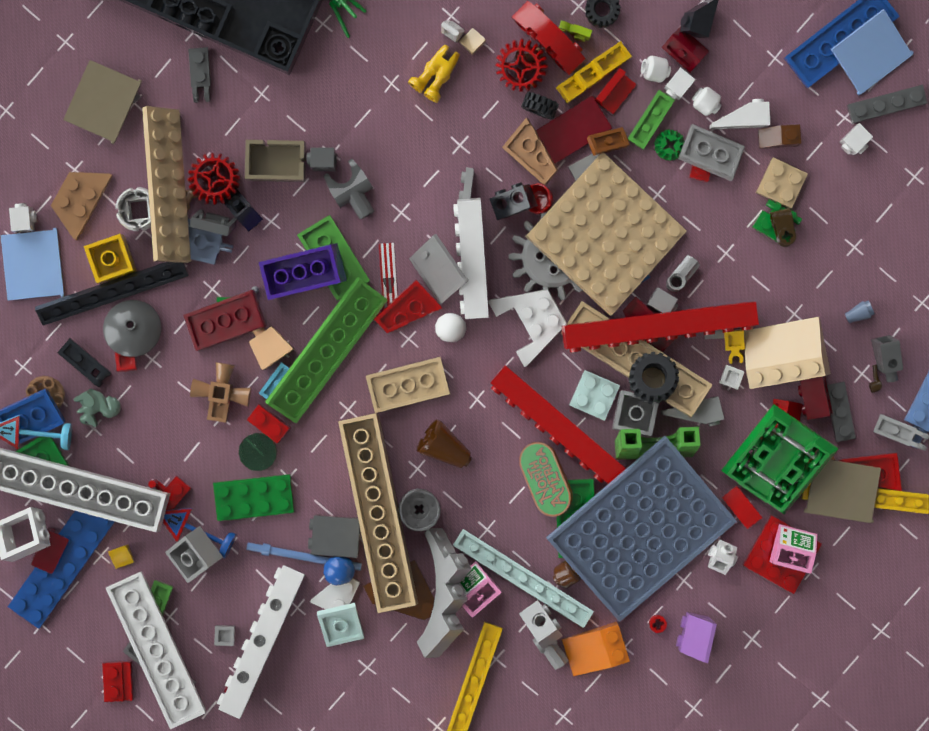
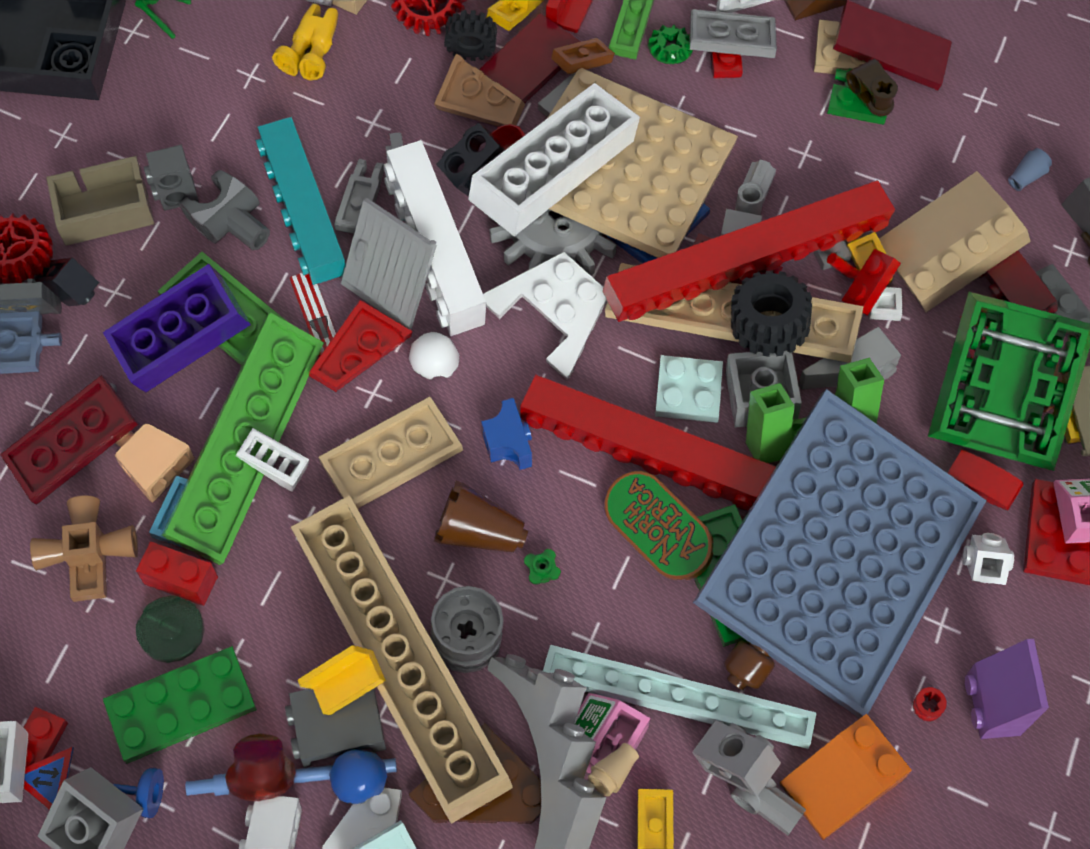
camera: 15 degrees left, 25 degrees down
(288, 552) = (259, 769): none -> clear red piece
(345, 523) = (343, 678): none -> yellow panel
(349, 381) = (290, 456): none -> white slope
(399, 195) = (302, 201): none -> teal brick
(435, 204) = (356, 191): none -> light grey hinge
(472, 616) = (613, 769): none -> tan cone
(474, 485) = (544, 575): none -> green plate
(478, 395) = (507, 436): none -> blue brick
(559, 235) = (553, 159): none -> white brick
(726, 362) = (868, 281): none -> red plate
(811, 195) = (893, 44): none -> dark red tile

